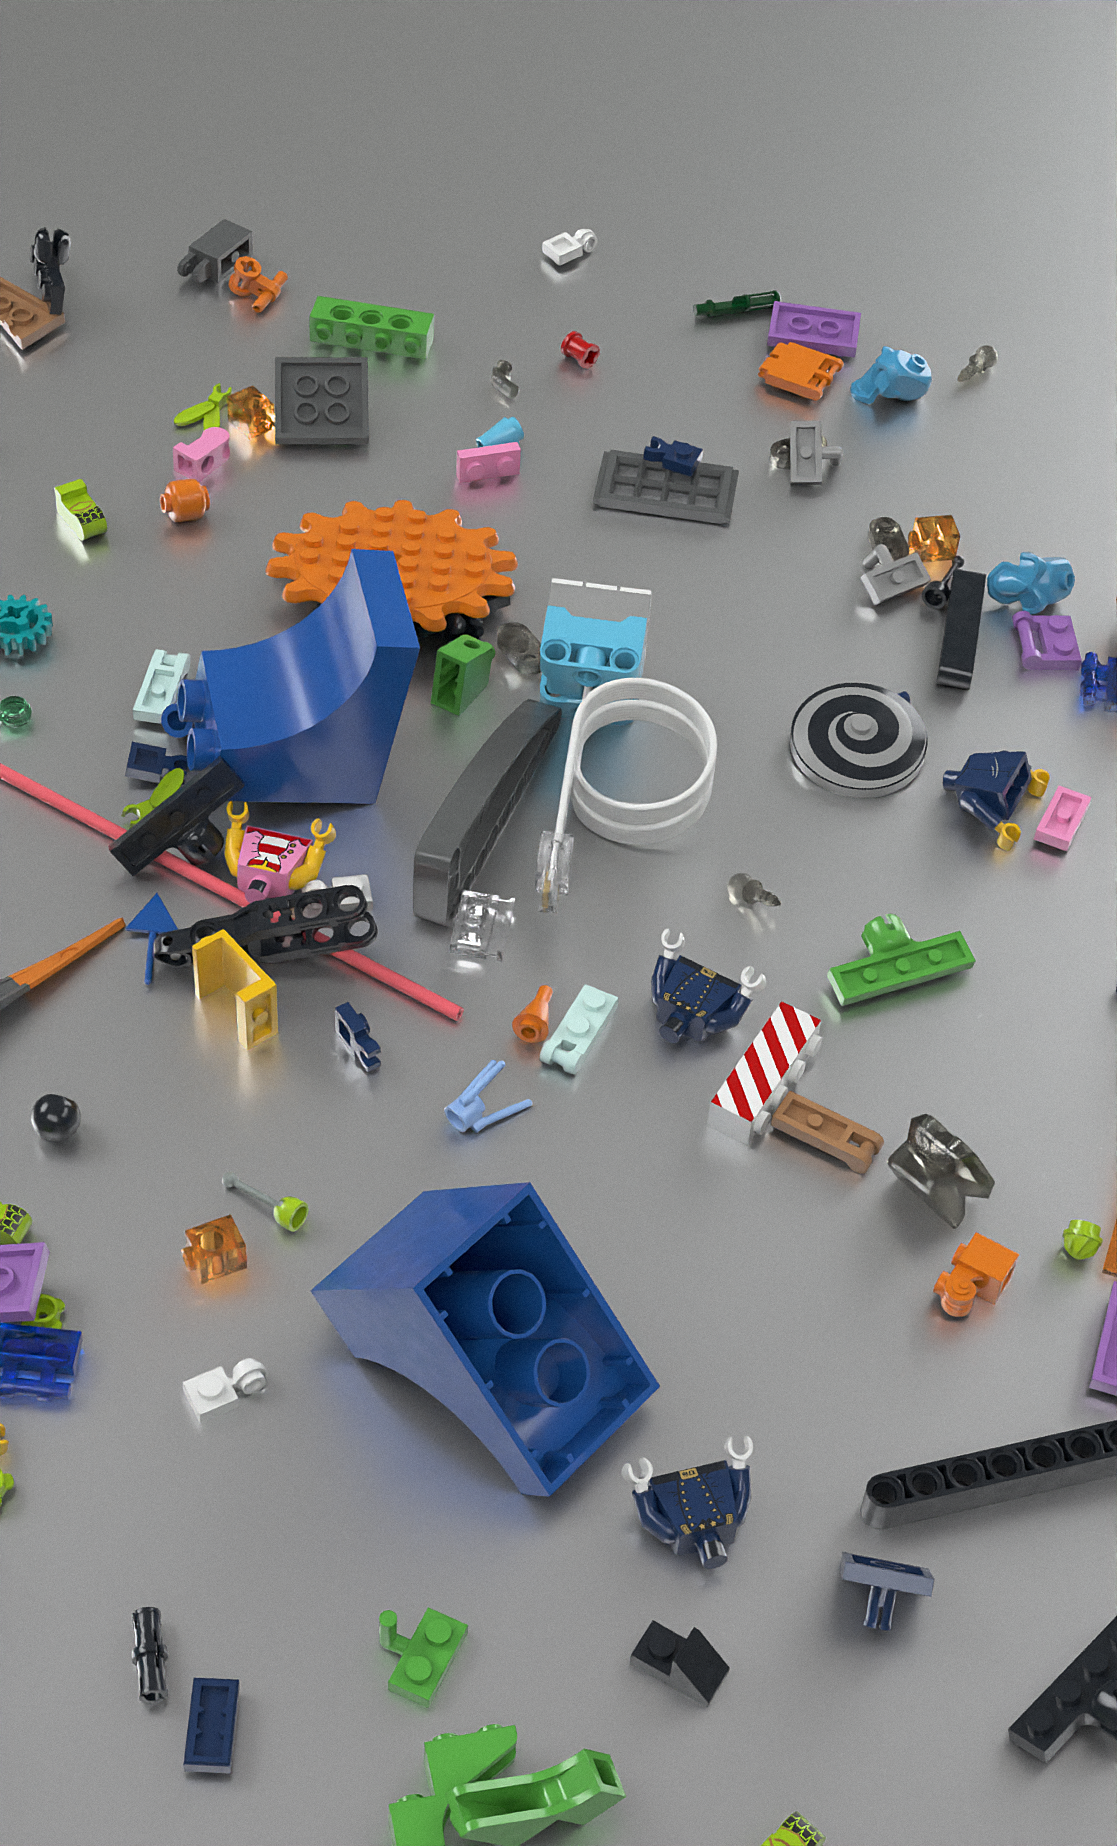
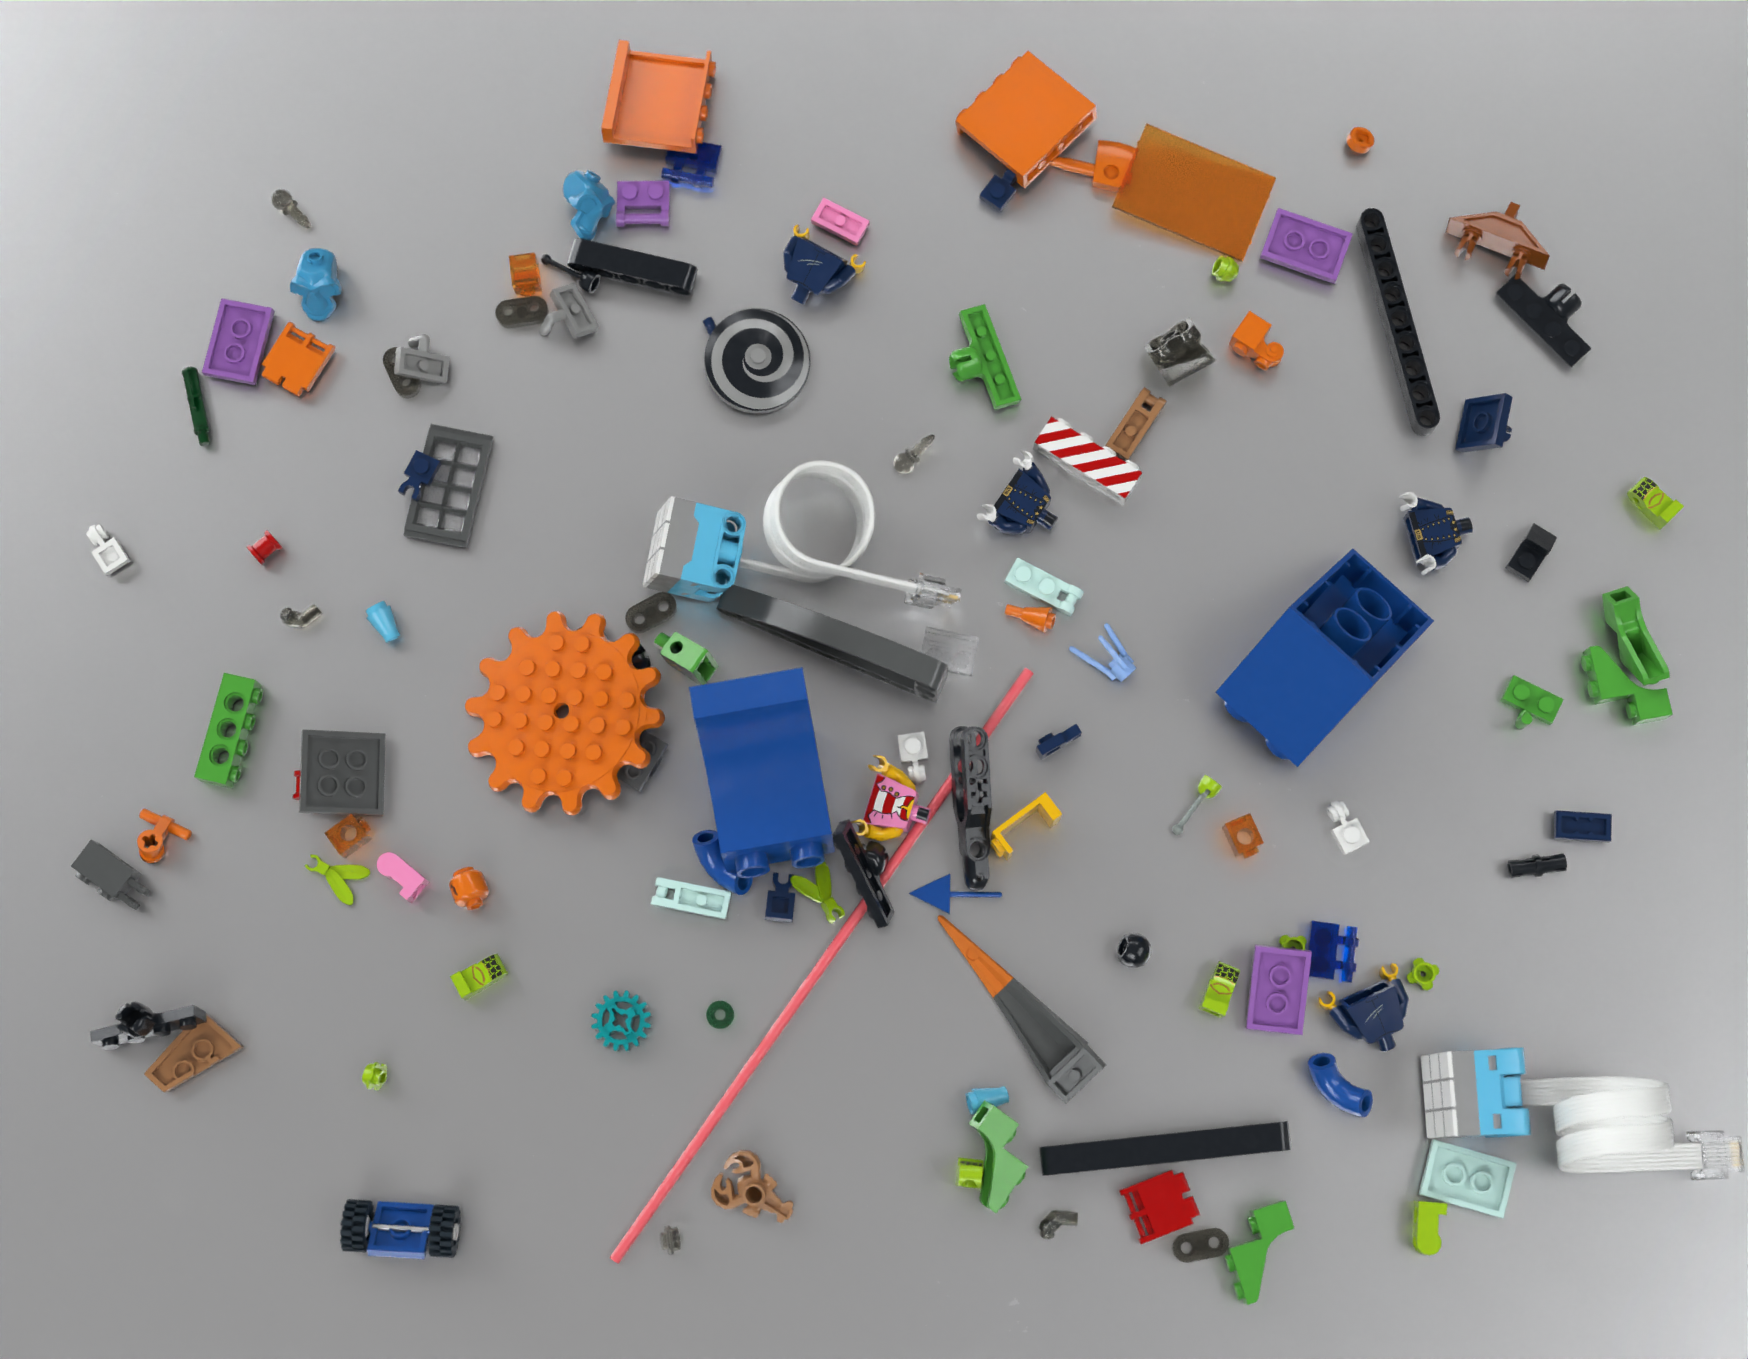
camera: 80 degrees left, 30 degrees up
(488, 462) = (424, 643): bright pink plate -> none

